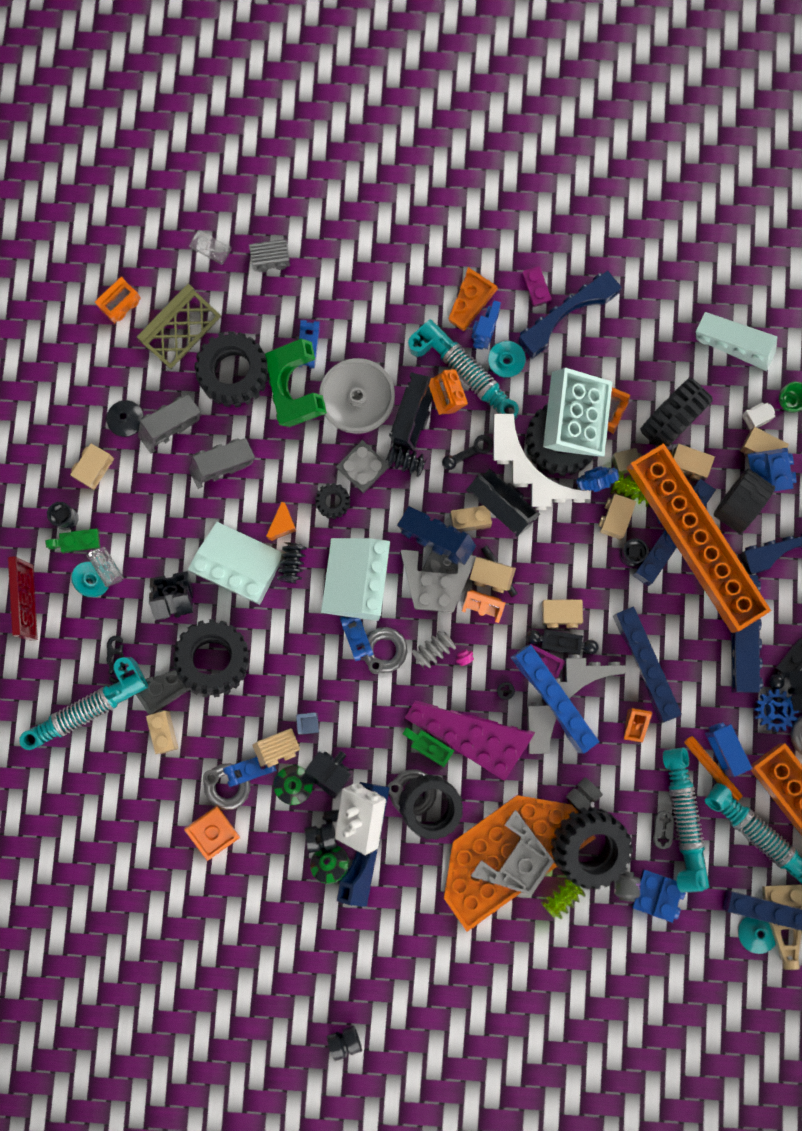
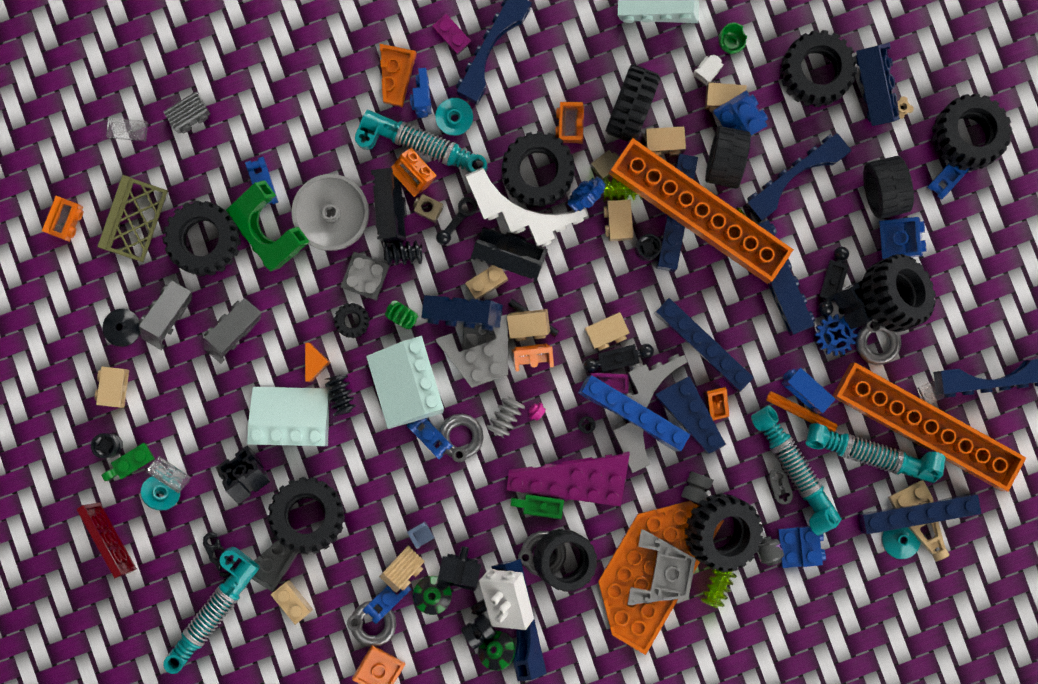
camera: 30 degrees left, 5 degrees up
(380, 514) = (401, 314): none -> green gear
(447, 438) = (436, 210): none -> dark tan brick
(577, 413) = (542, 142): light aqua slope -> none
(608, 723) = (691, 413): none -> dark blue wedge

